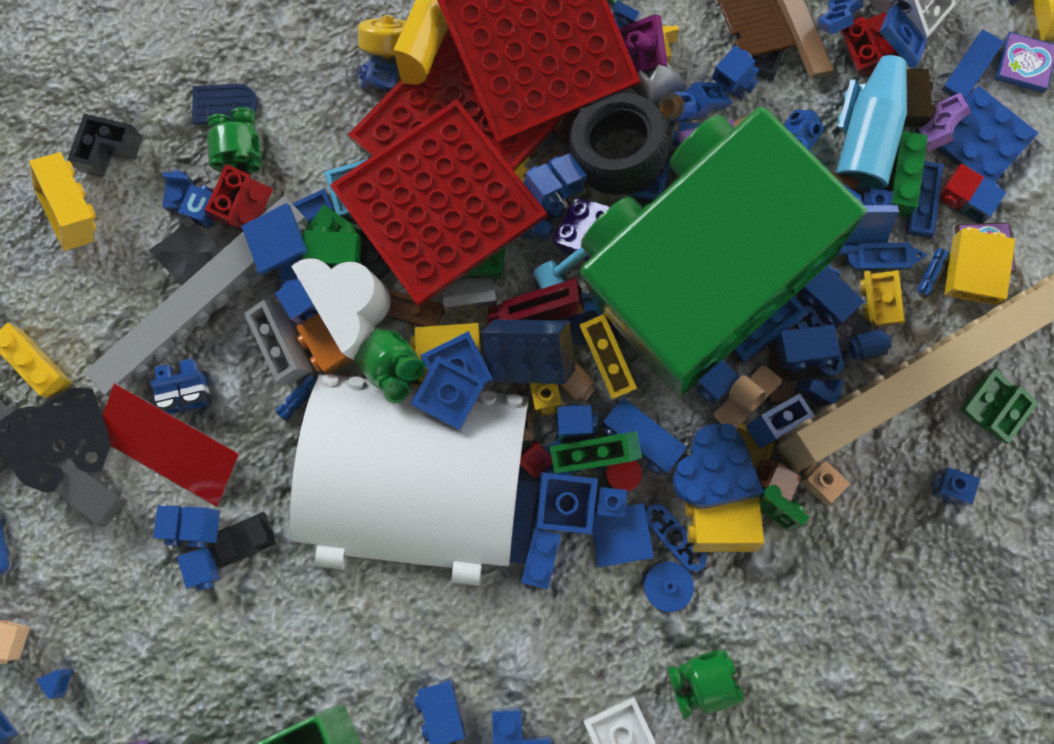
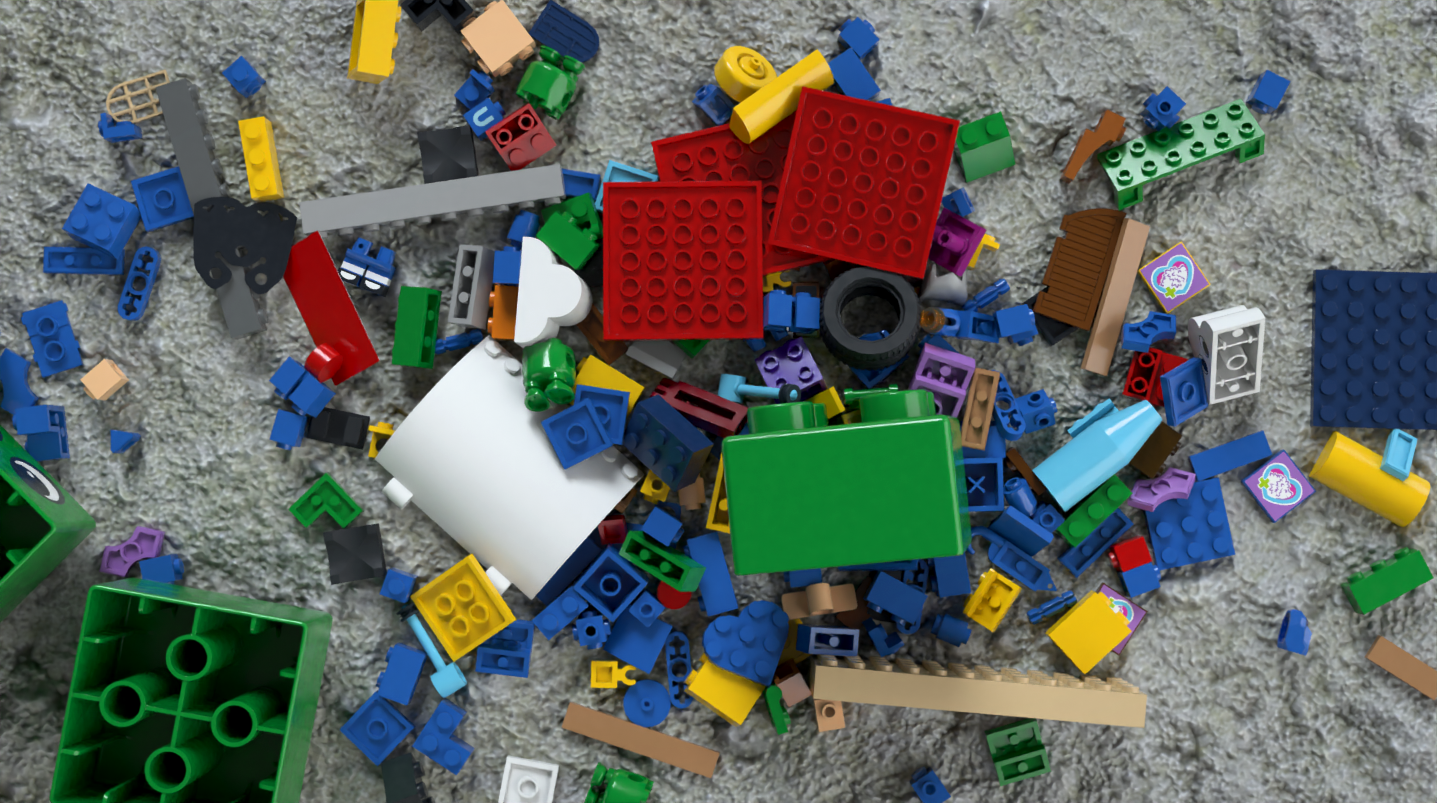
camera: 30 degrees right, 10 degrees up
(168, 138) = (497, 39): none -> light nougat brick
(191, 489) = (323, 362): none -> red piece
(253, 407) = (416, 327): none -> green brick
(269, 605) = (329, 497): none -> green plate
(274, 239) = (525, 200): blue tile -> none
(281, 516) = (381, 431): none -> yellow bracket
(328, 636) = (355, 553): none -> black brick
(384, 636) = (398, 585): none -> blue brick
(454, 615) = (463, 607): none -> yellow plate
(483, 688) = (447, 678): none -> medium azure piece
(514, 625) = (507, 650): none -> blue slope
(572, 565) = (602, 627): none -> blue brick
(618, 585) = (607, 674): none -> yellow plate
(686, 622) = (640, 739): none -> medium nougat tile
(698, 69) = (986, 296): none -> blue axle

